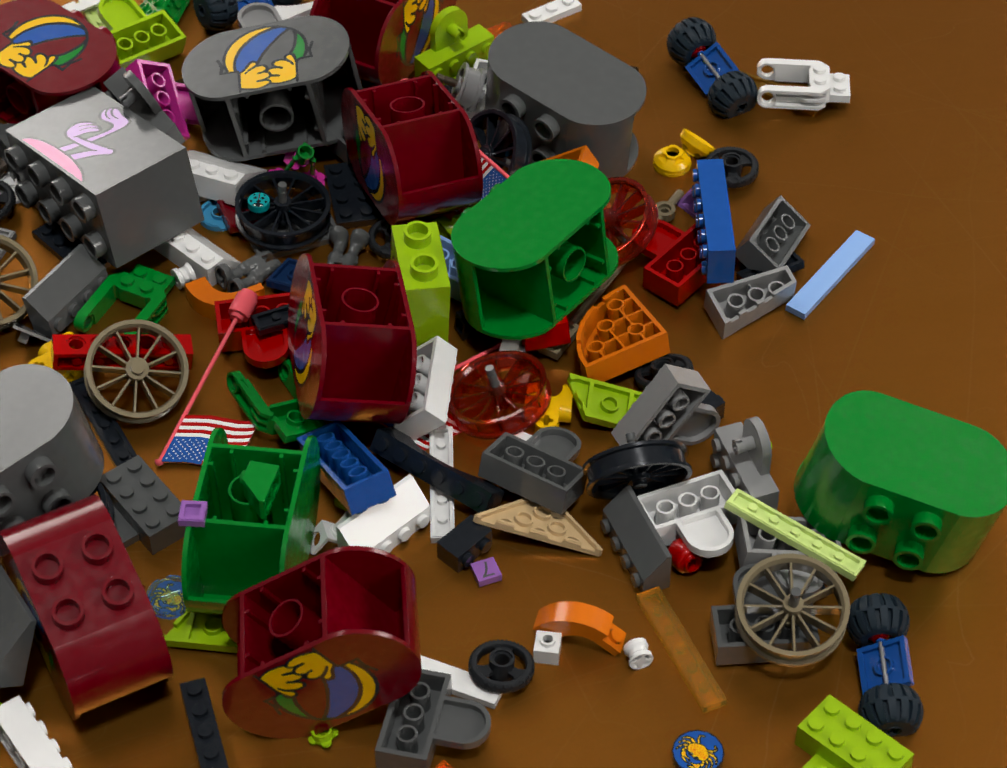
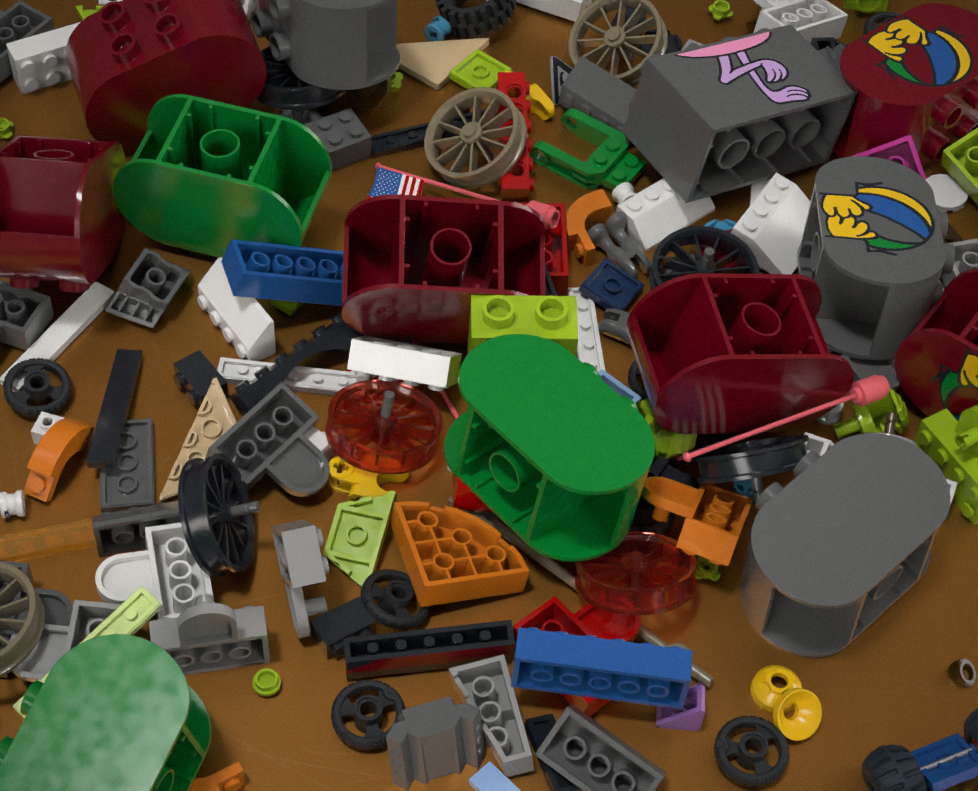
camera: 95 degrees right, 5 degrees up
(133, 94) = (830, 131): dark grey brick -> none
(193, 513) = (193, 96): medium lavender tile -> none
(258, 202) = (699, 242): teal tile -> none
(261, 486) = (203, 140): green slope -> none
(486, 571) = (165, 398): medium lavender tile -> none
(510, 599) = (114, 409): none -> black tile
(577, 581) = (132, 478): none -> dark grey tile
(706, 344) = (427, 649): none -> black brick
(770, 374) = (371, 725): none -> black wheel
(783, 331) = (435, 741): none -> dark grey slope

